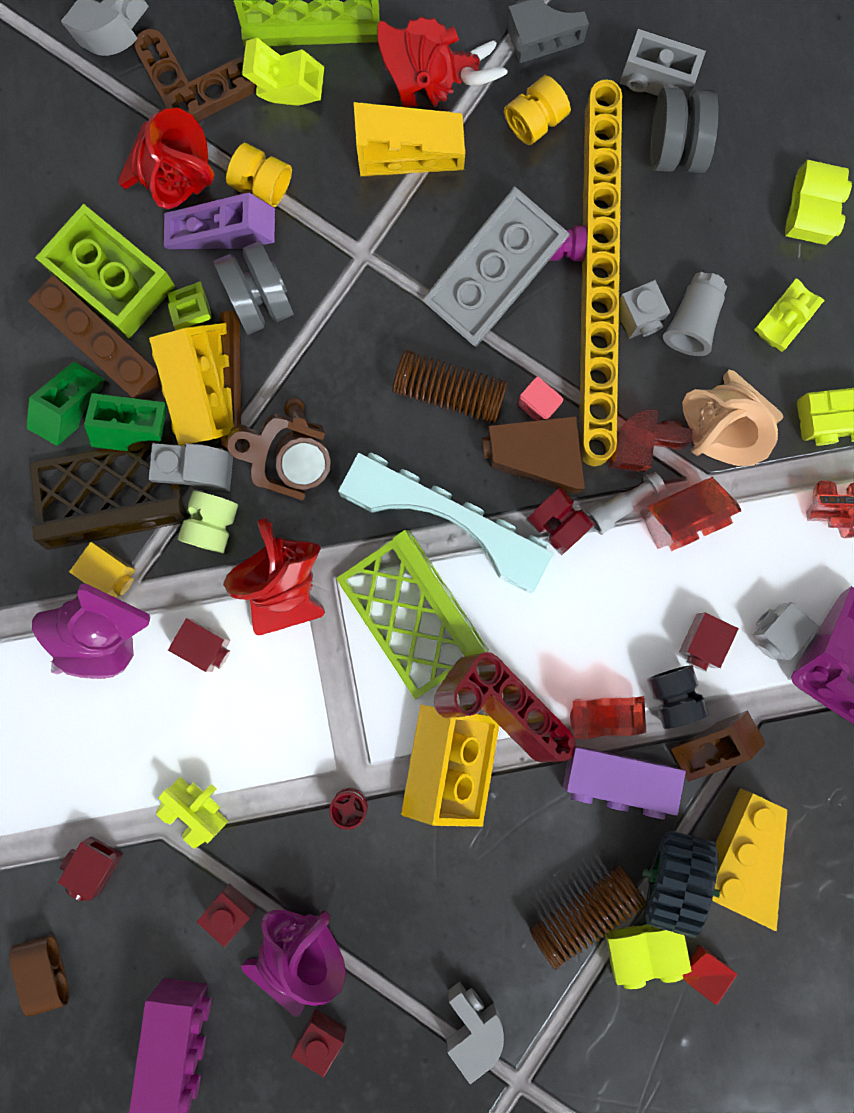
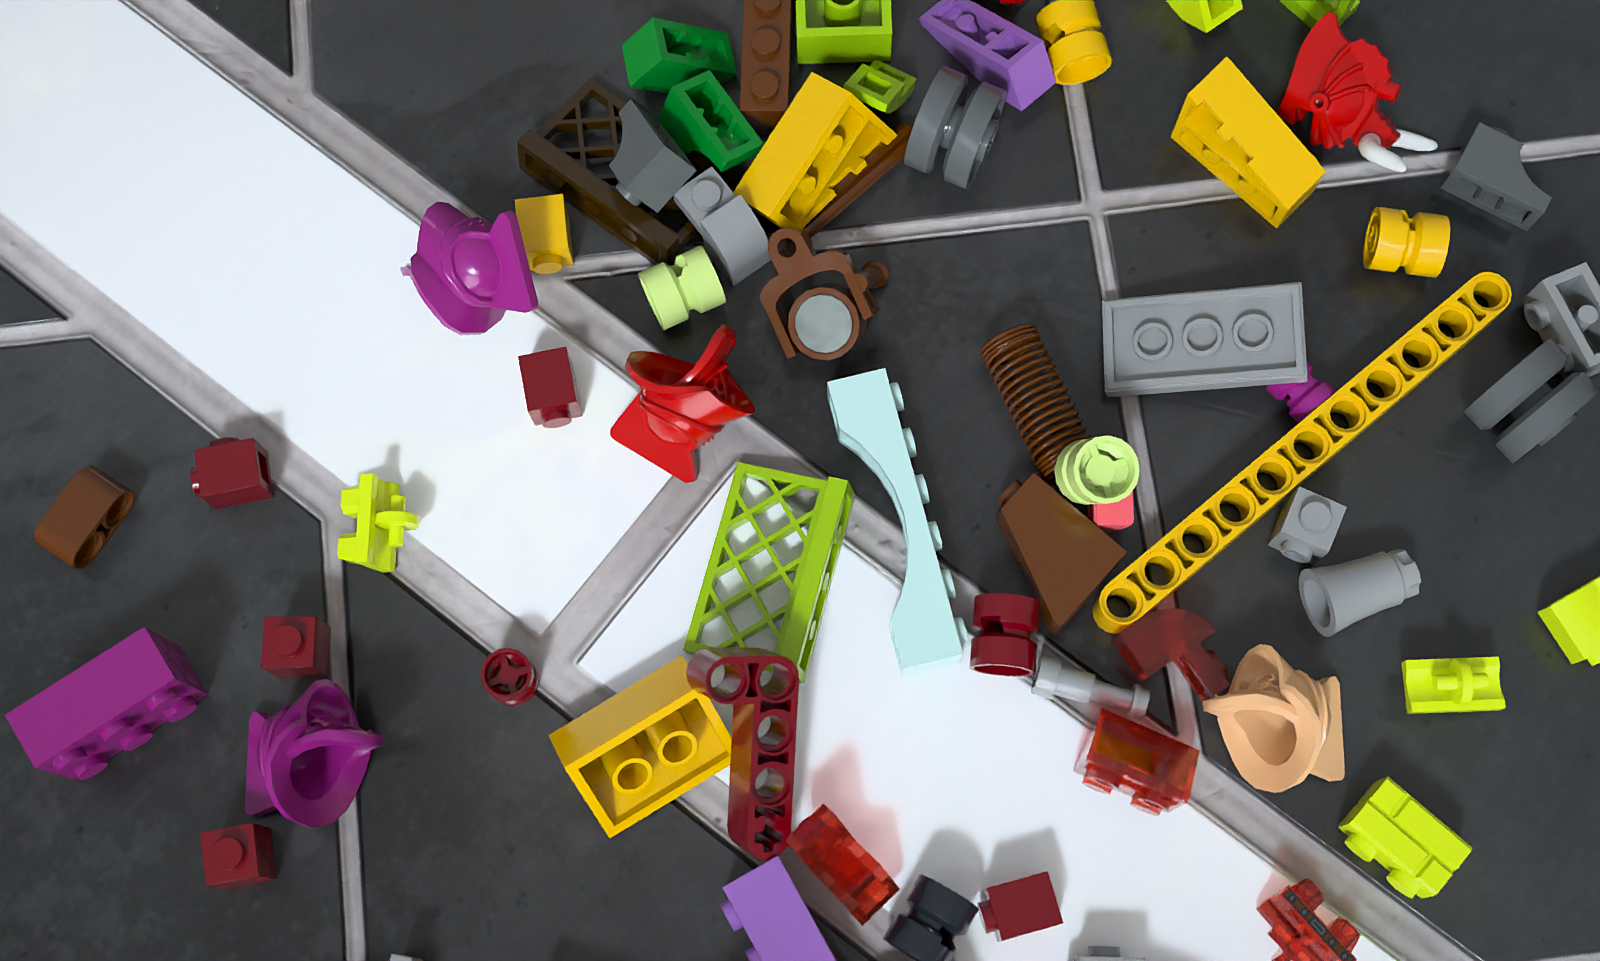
camera: 55 degrees right, 10 degrees down
(116, 475) = (648, 160): none -> dark grey arch
(524, 393) = (1097, 470): none -> yellowish green wheel

